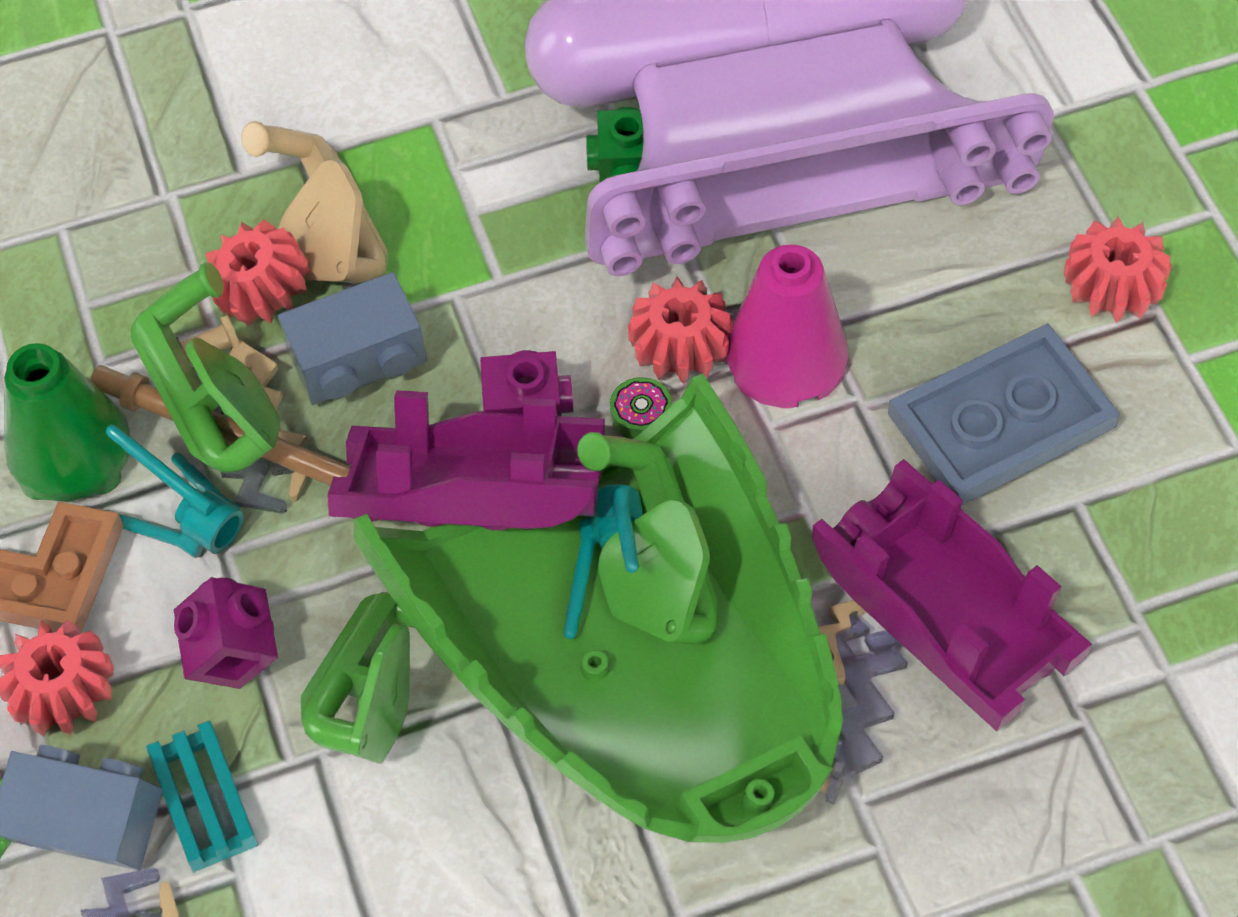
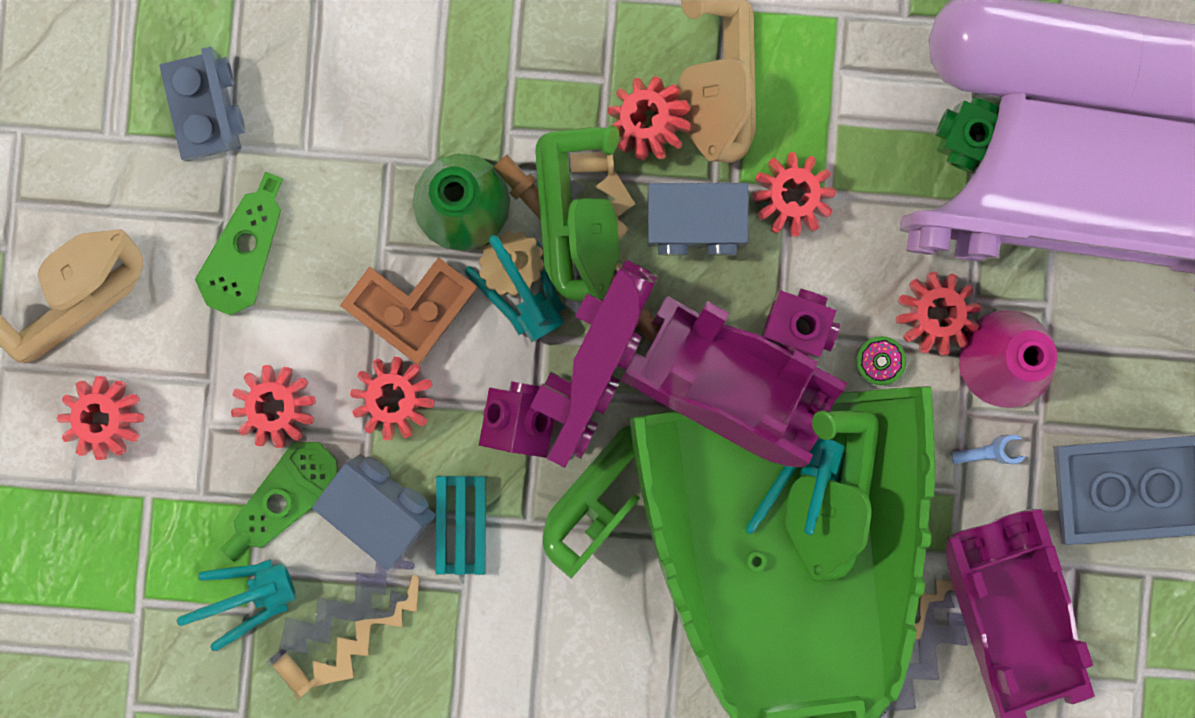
camera: 25 degrees right, 30 degrees up
(143, 493) = (525, 255): none -> tan piece
(291, 492) = (606, 345): none -> magenta piece
(456, 283) = (794, 177): none -> coral gear
(827, 445) = (988, 452): none -> light blue hand

